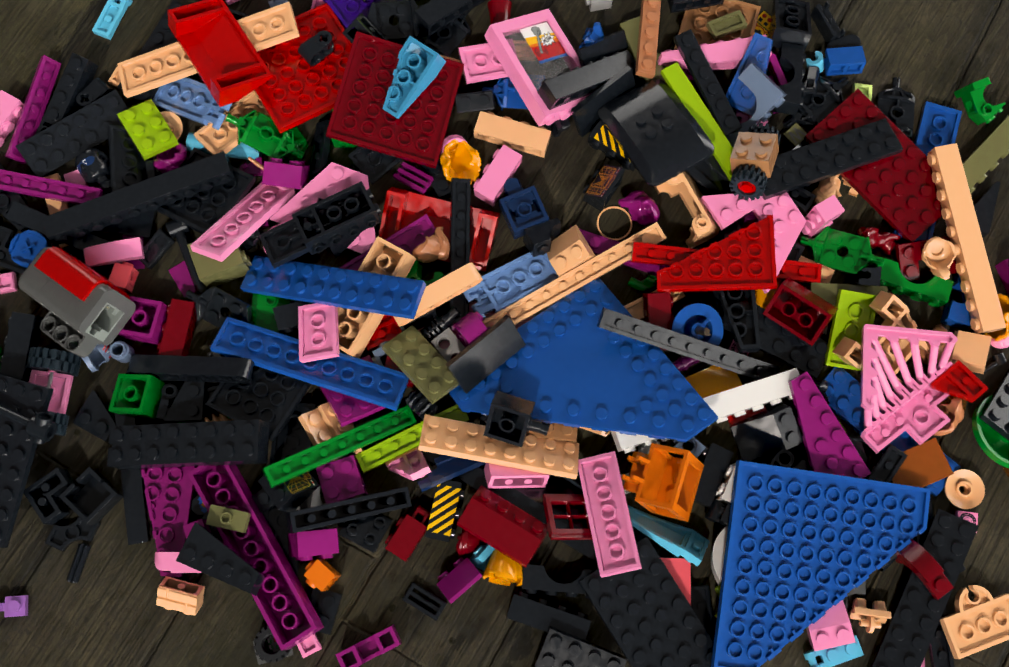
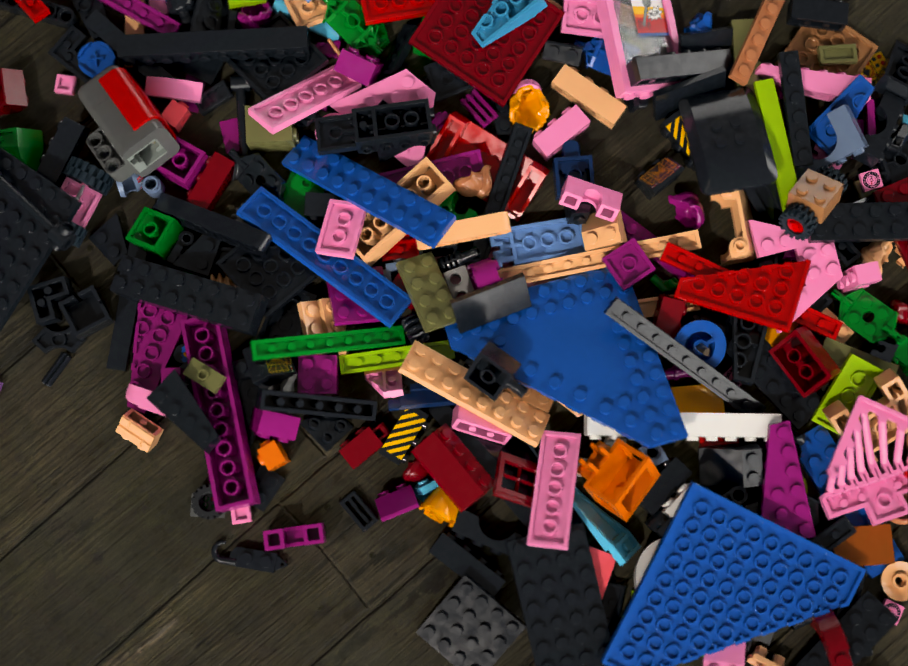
camera: 20 degrees right, 5 degrees up
(379, 198) = (440, 119): none -> magenta plate
(562, 223) = (606, 201): none -> bright pink arch
(603, 275) = (628, 264): none -> magenta tile
(616, 207) = (669, 204): light nougat piece -> none
(798, 127) = (870, 180): none -> bright pink tile

